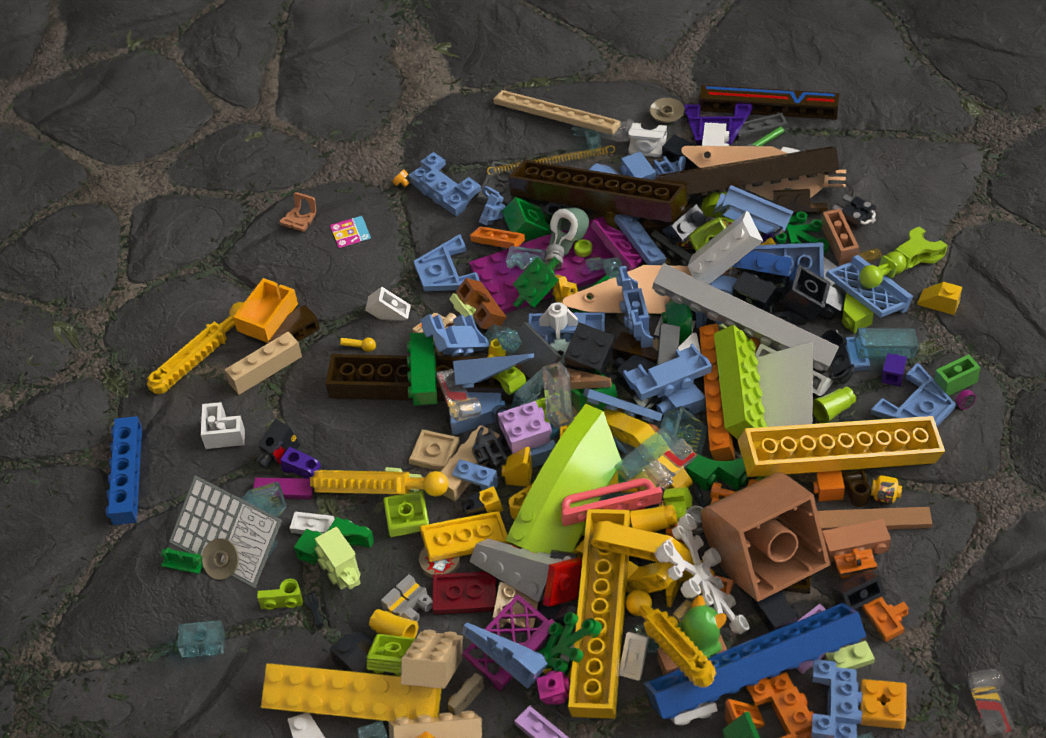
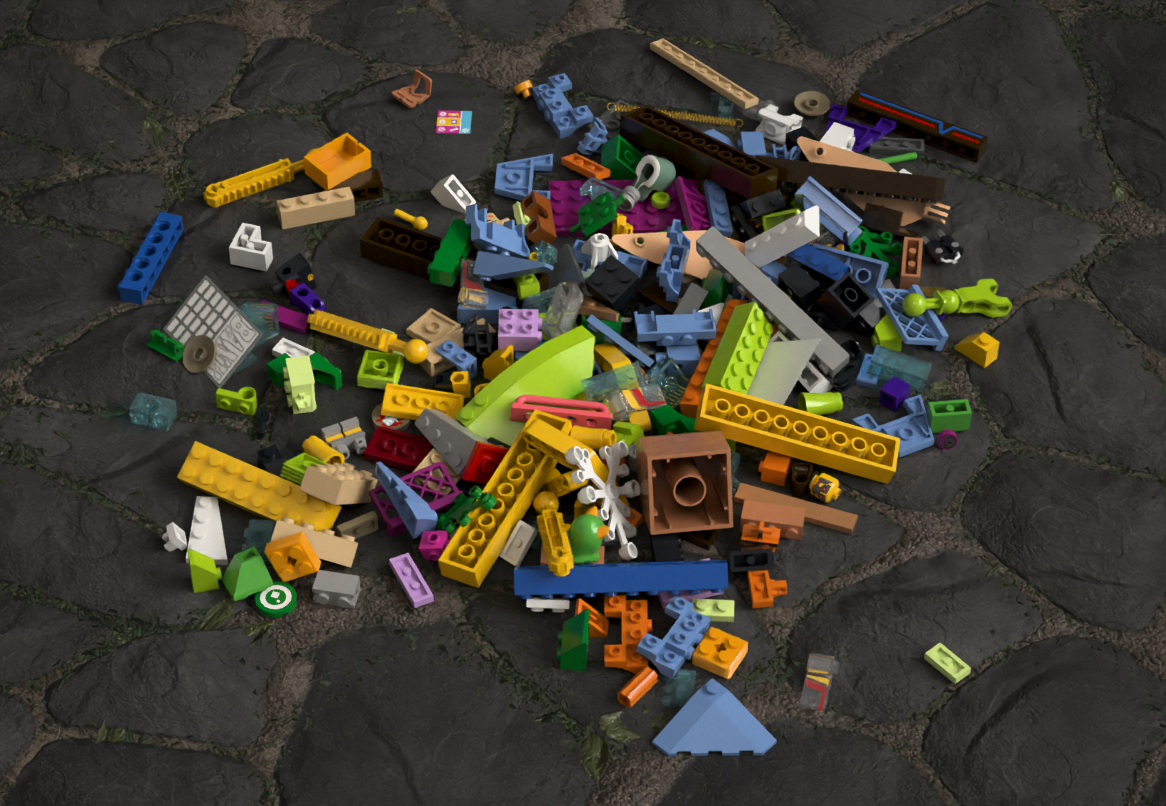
camera: 15 degrees right, 5 degrees down
(608, 265) = (665, 216): clear light blue piece -> none

